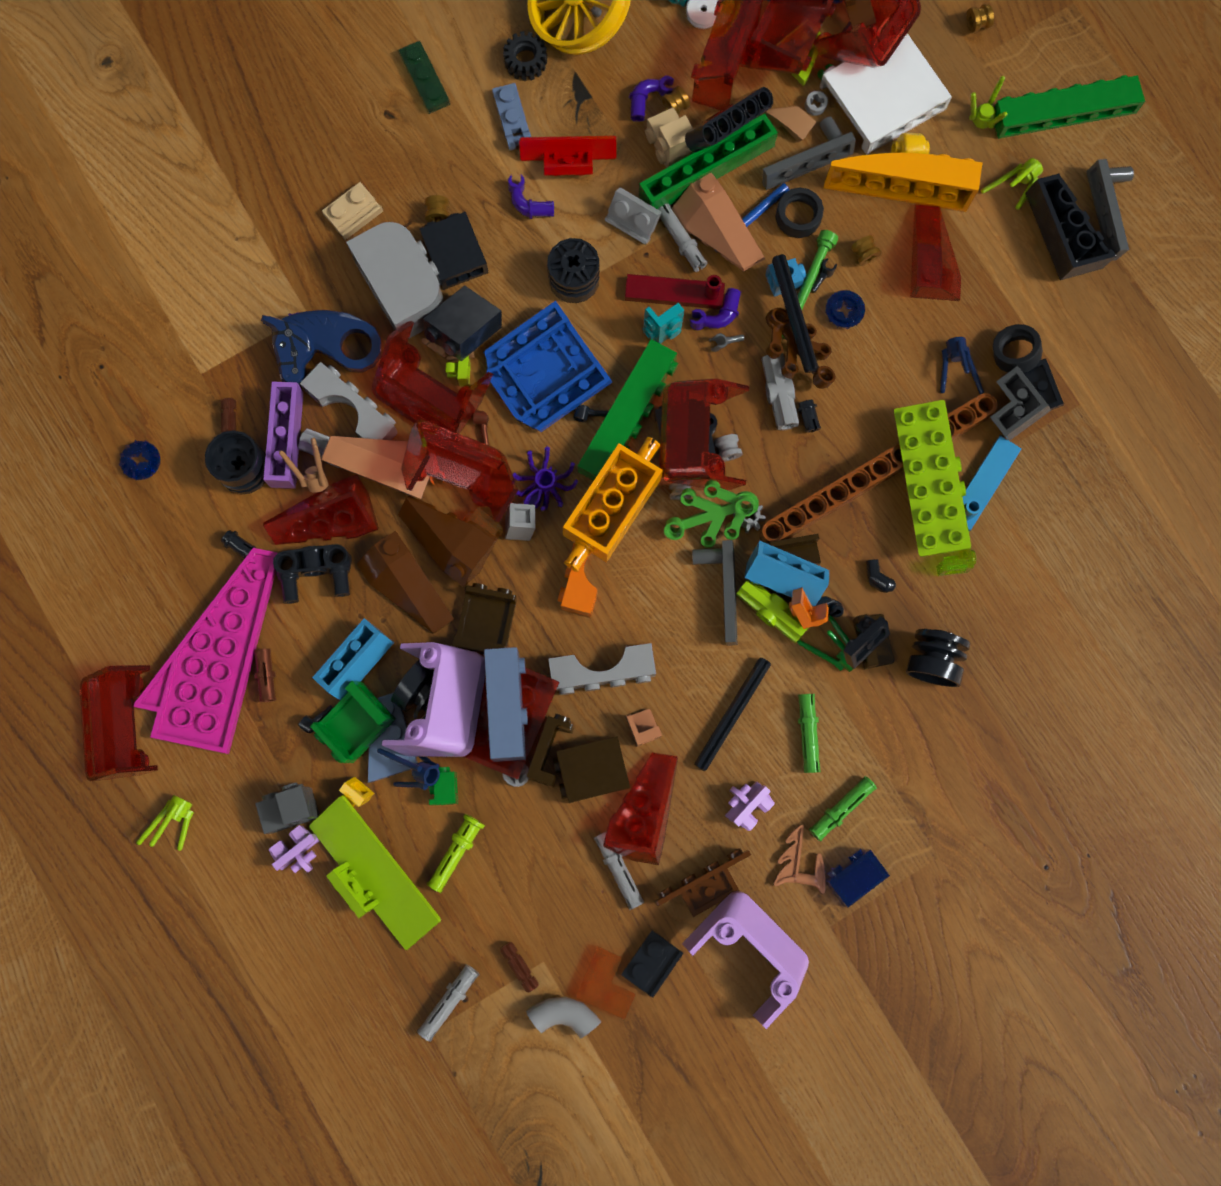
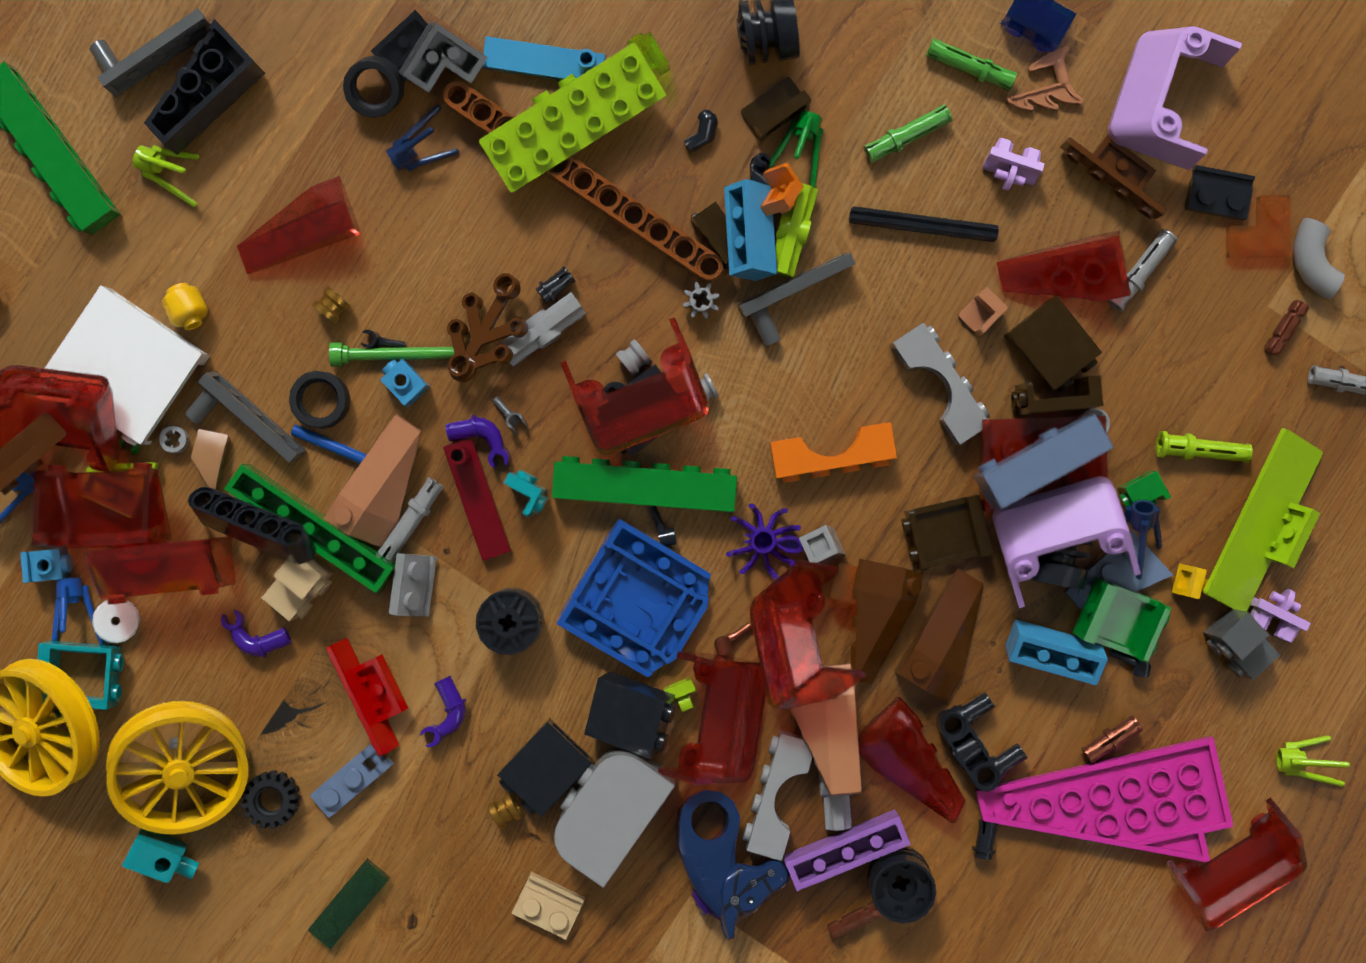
camera: 115 degrees left, 10 degrees up
(314, 475) = (876, 793): medium nougat plant -> none
(612, 503) = (764, 451): light orange brick -> none
(676, 99) = (248, 600): pearl gold wheel -> none
(713, 512) = (701, 309): bright green plant -> none
(795, 313) = (450, 350): black axle -> none
(852, 301) = (397, 297): clear blue gear -> none
(871, 635) = (777, 108): black hinge -> none
(908, 178) = (223, 287): light orange slope -> none
(985, 113) = (99, 239): lime plant -> none

